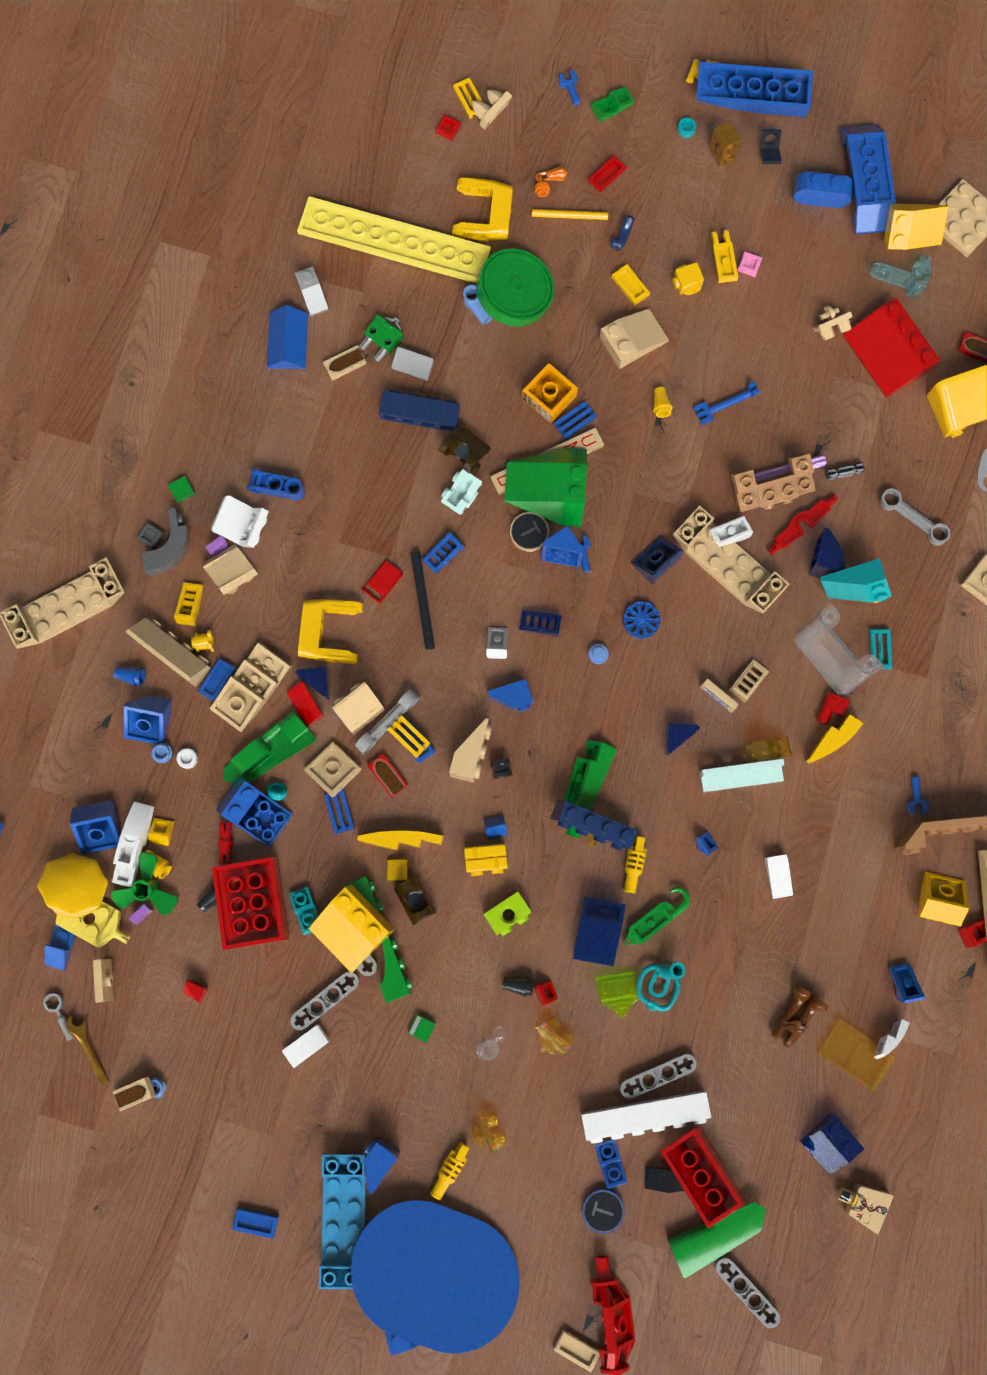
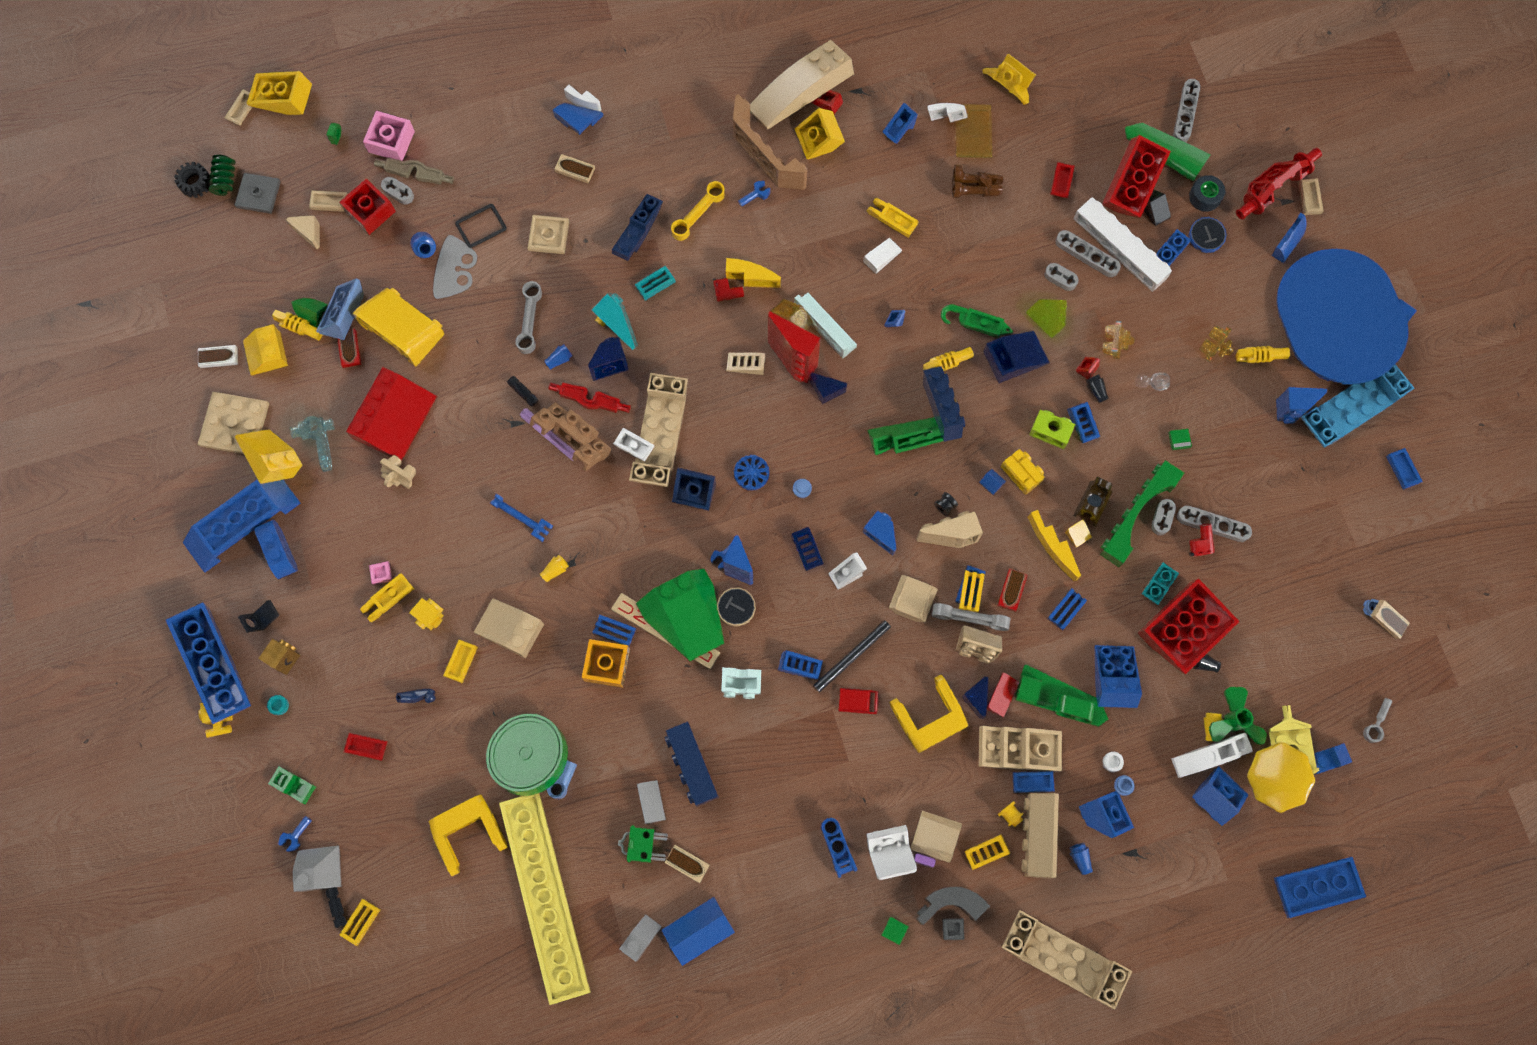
camera: 125 degrees left, 5 degrees down
(80, 1034) = (1379, 694): pearl gold piece -> none
(103, 980) = (1330, 700): tan plate -> none
(140, 914) = (1259, 710): medium lavender tile -> none
(160, 831) = (1184, 742): yellow slope -> none
(195, 990) = (1280, 626): red slope -> none
(225, 843) = (1157, 682): red pin -> none
(277, 791) = (1087, 668): teal tile -> none
(306, 1046) = (1257, 514): white slope -> none
(312, 975) = (1202, 545): none -> red piece
(332, 769) = (1039, 635): tan plate -> none
(351, 928) = (1150, 533): yellow slope -> none
(436, 683) = (913, 599): none -> tan slope
(448, 127) = (401, 922): red tile -> none
(465, 447) = (700, 699): dark brown piece -> none
(487, 113) = (368, 892): tan tile -> none
(491, 85) = (336, 907): none -> black axle
(512, 955) = (1089, 420): none -> blue slope
(531, 86) = (317, 869): none -> light grey slope
(542, 188) = (393, 792): orange piece -> none
(543, 1288) = (1291, 239): none -> blue slope
(570, 214) = (424, 755): yellow bar -> none
(645, 1250) = (1207, 193): none -> black wheel
(653, 1036) = (1061, 276): none -> light grey beam
(667, 971) = (1010, 287): teal piece -> none
(719, 695) = (774, 376): tan tile -> none
(727, 718) = (794, 347): none -> red slope
(749, 1106) = (1062, 180): none -> red tile
(809, 912) = (893, 217): none -> yellow hinge
(831, 655) = (681, 327): clear windscreen -> none
(832, 1144) = (1047, 111): clear blue slope -> none
(858, 520) = (558, 357): none -> blue cone
(866, 1205) = (1071, 66): tan torso -> none
(891, 1133) = (1013, 76): none -> yellow piece
(931, 732) = (698, 210): none -> yellow piece
(945, 665) = (638, 227): none -> dark blue slope

